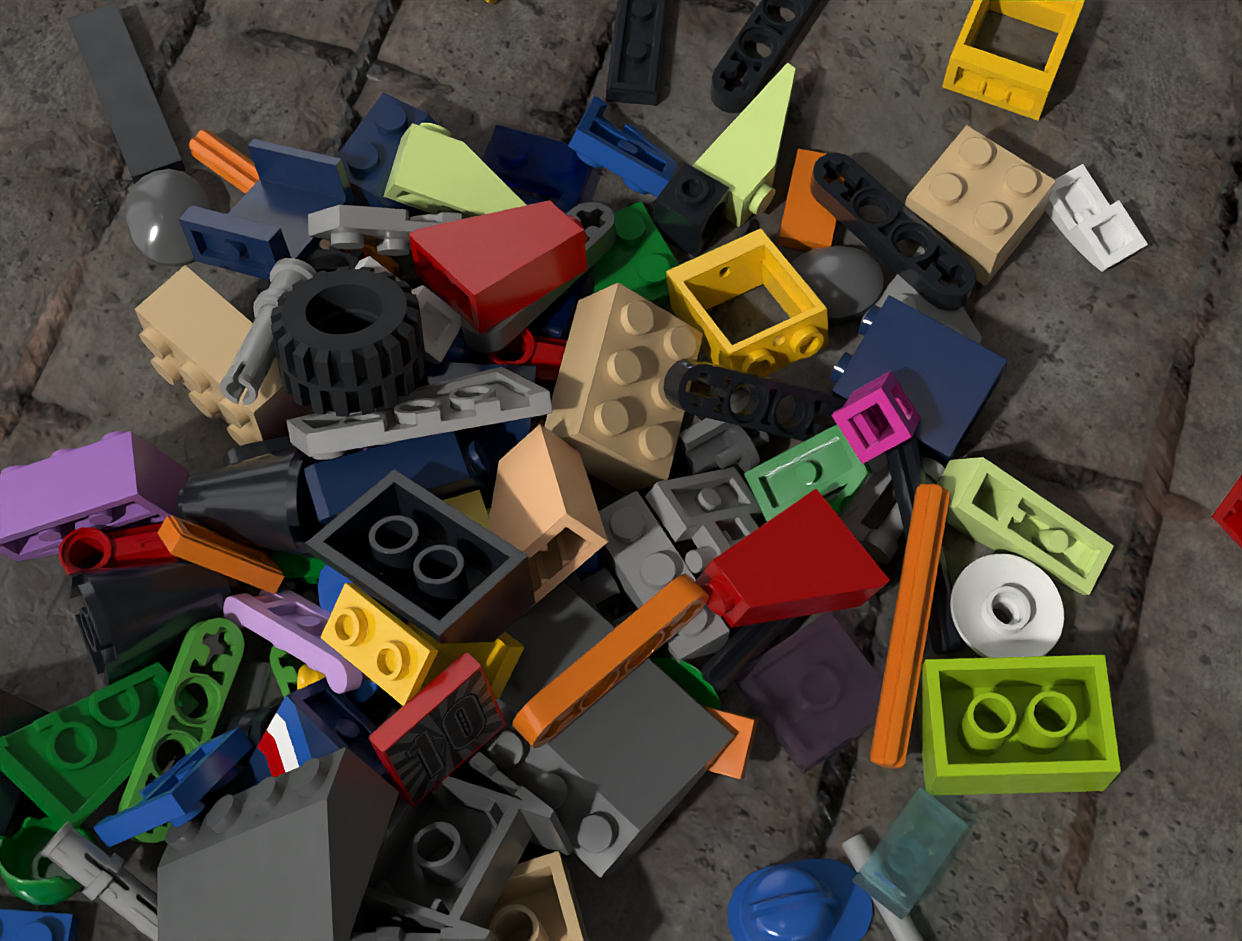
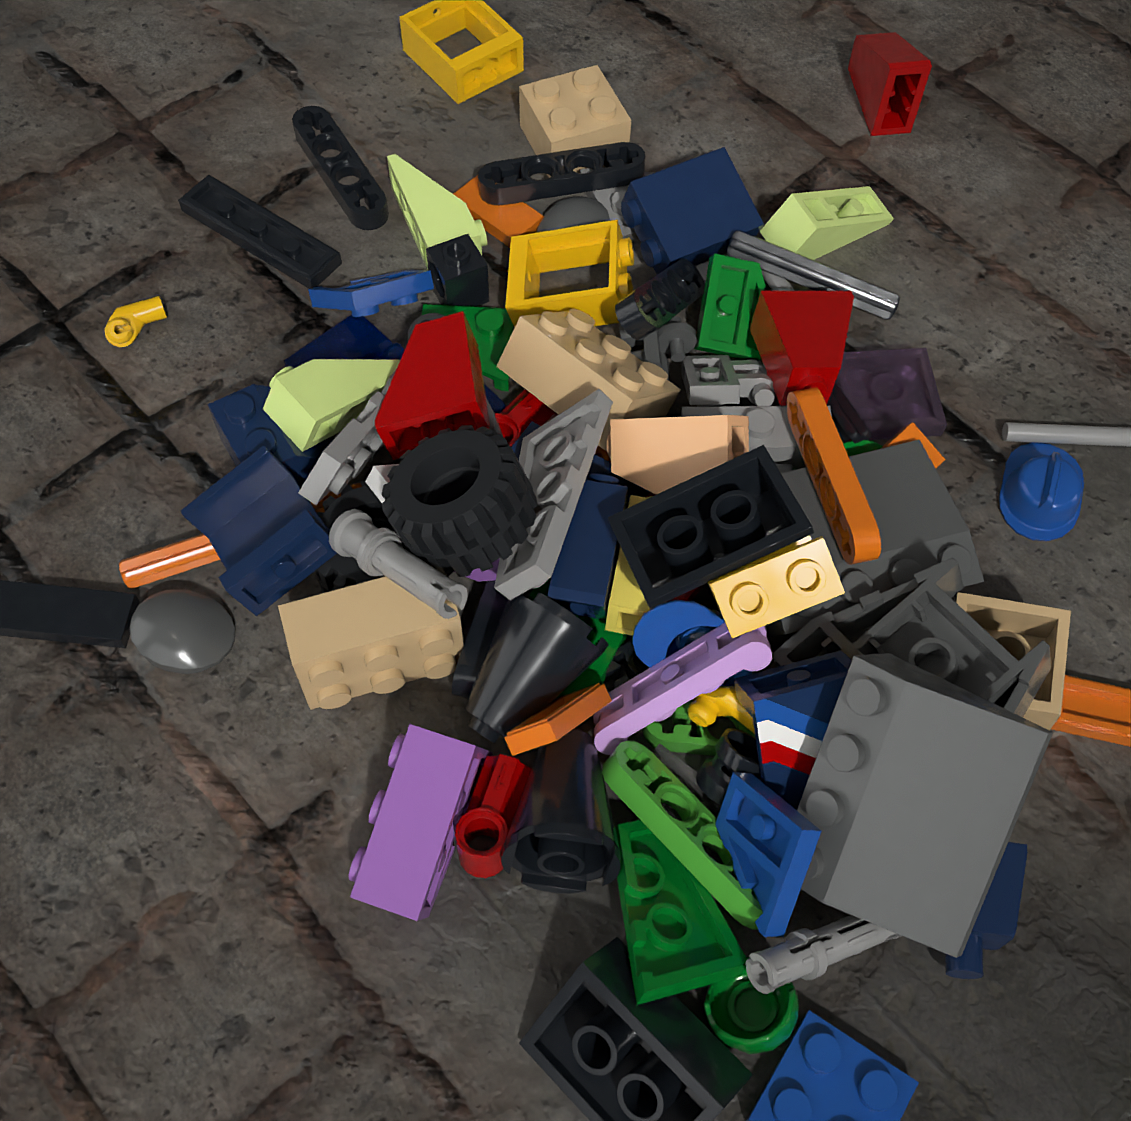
camera: 60 degrees left, 5 degrees down
(438, 729) = (857, 605): tile -> none
(877, 417) = (725, 230): dark pink brick -> none
(910, 627) = (882, 305): orange axle -> none
(910, 853) = (1037, 399): clear light blue plate -> none
(1016, 725) = (980, 291): lime brick -> none
(1018, 590) = (888, 258): white dish -> none
(1087, 220) = (635, 78): white slope -> none

